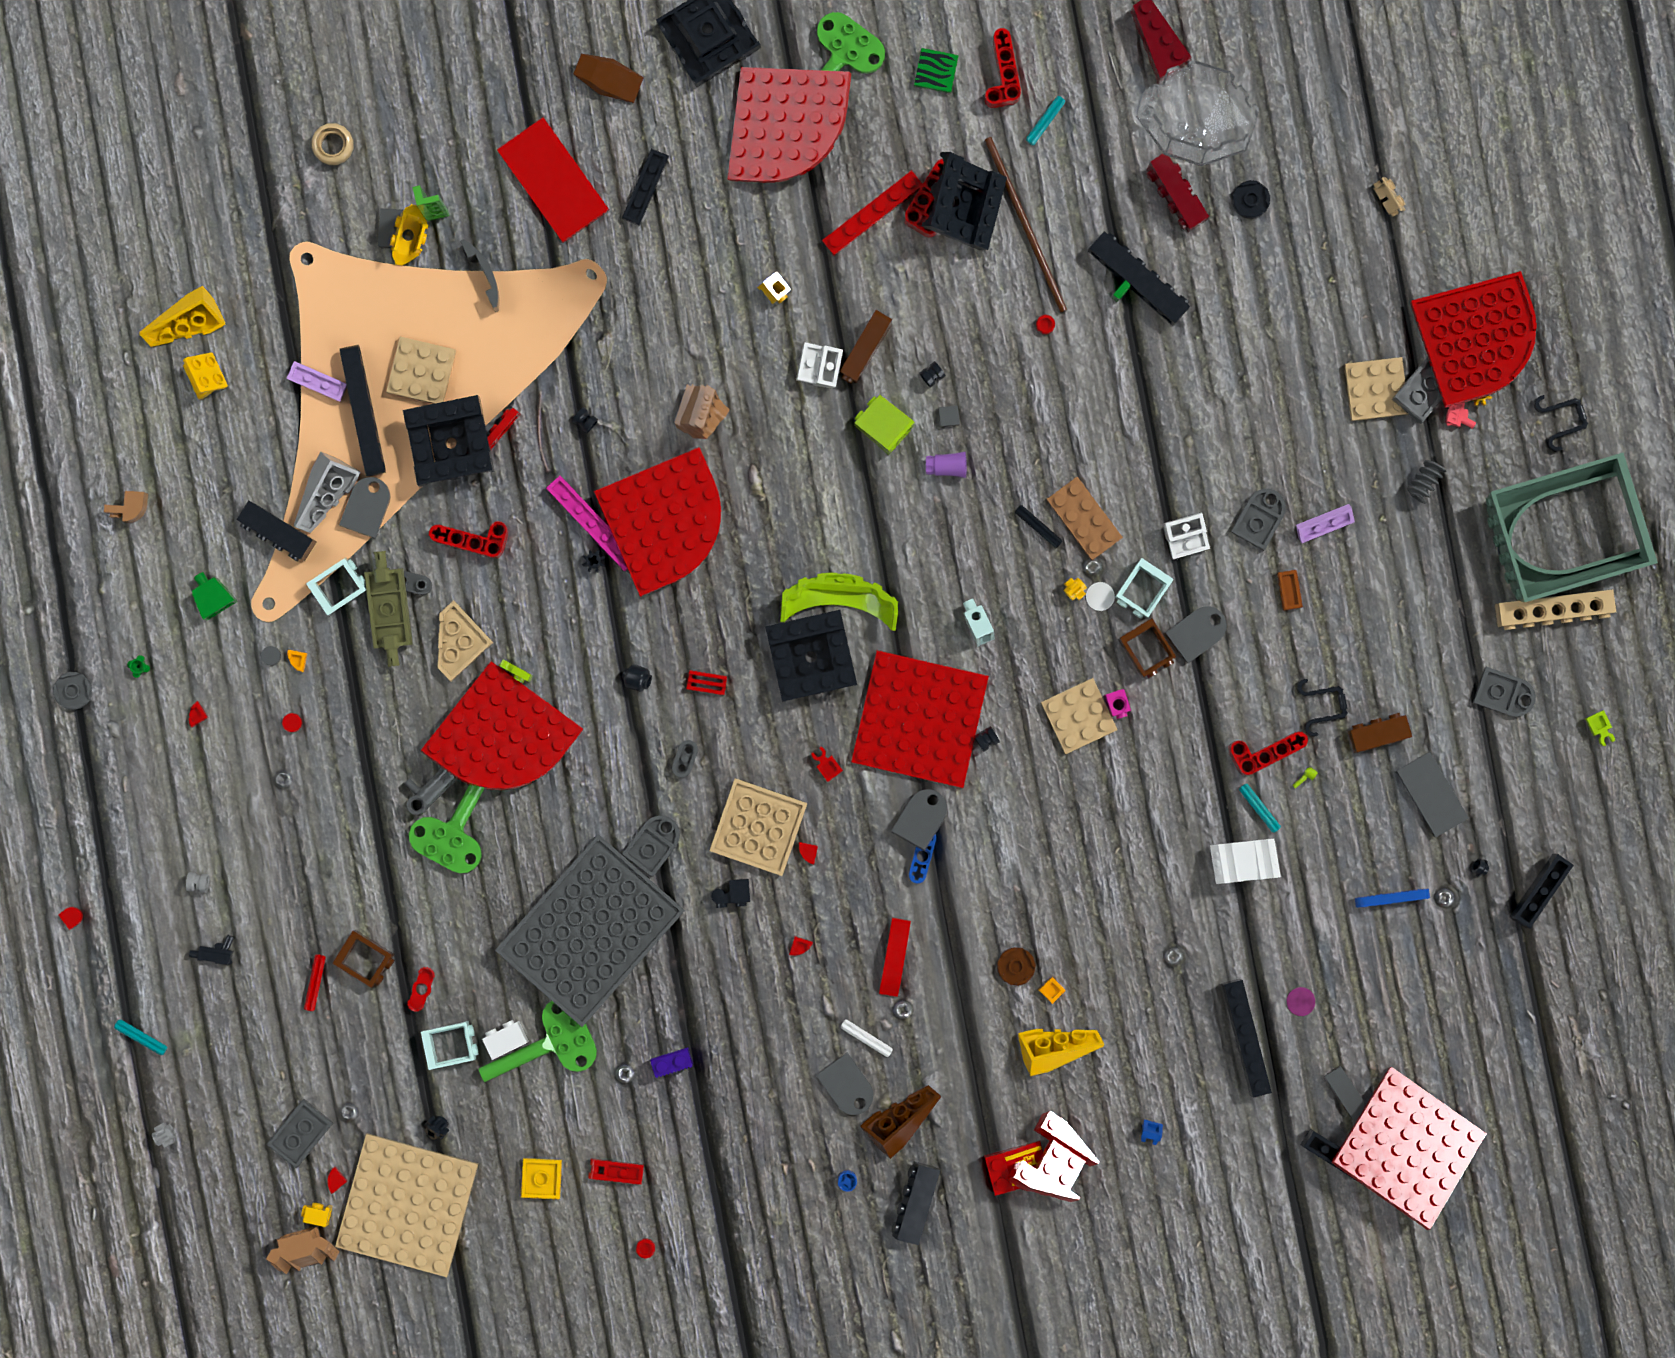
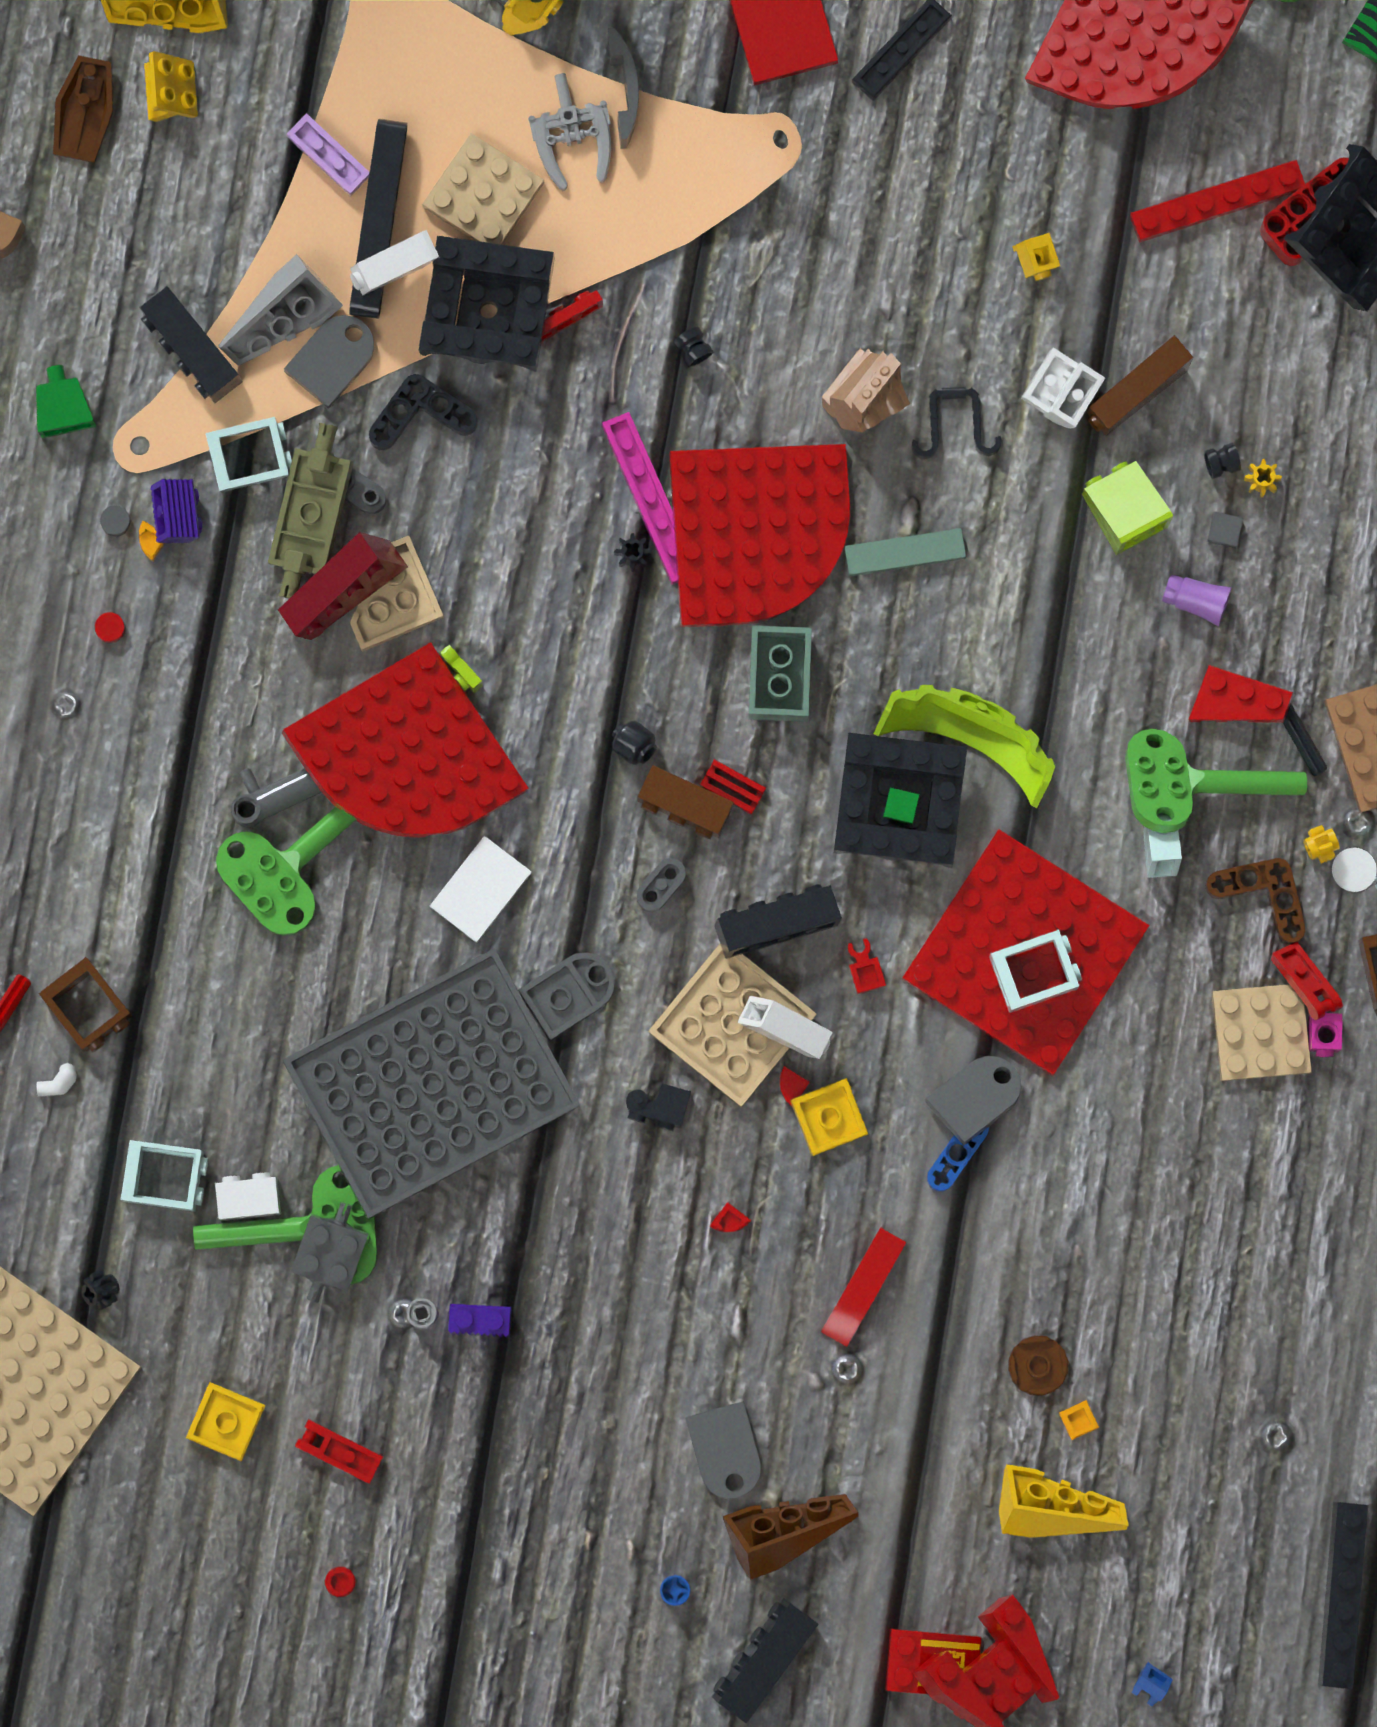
camera: 20 degrees right, 5 degrees down
(156, 407) = (83, 109): none -> reddish brown piece
(305, 637) = (176, 511): none -> dark purple brick
(366, 1011) = (61, 1083): none -> white arm
(381, 437) = (393, 263): none -> white slope
(417, 1001) = (166, 1065): red piece -> none
(424, 646) = (342, 584): none -> dark red wedge
(432, 513) = (424, 402): none -> black beam
(457, 306) = (569, 120): none -> light grey bar
(467, 538) = (463, 453): red beam -> none
(566, 1055) = (329, 1252): none -> dark grey plate
(576, 801) = (480, 889): none -> white tile
(635, 1071) = (425, 1311): none -> light grey wheel
(681, 703) = (684, 802): none -> reddish brown brick
(710, 603) = (780, 673): none -> sand green brick
(756, 390) = (955, 393): none -> black piece
(759, 500) = (905, 552): none -> sand green tile
(763, 756) = (777, 921): none -> black brick
(791, 819) = (785, 1027): none -> white slope
(813, 658) = (901, 806): none -> green tile
(837, 862) = (829, 1117): none -> yellow plate
(866, 1038) = (779, 1390): white axle -> none
(952, 723) = (1007, 984): none -> light aqua window
(955, 377) = (1262, 469): none -> yellow gear
(967, 586) = (1165, 782): none -> bright green piece
(987, 738) = (1114, 1015): black wheel -> none
(993, 517) = (1239, 698): none -> red wing
(1048, 623) = (1264, 881): none -> reddish brown beam
(1095, 675) = (1306, 980): none -> red plate

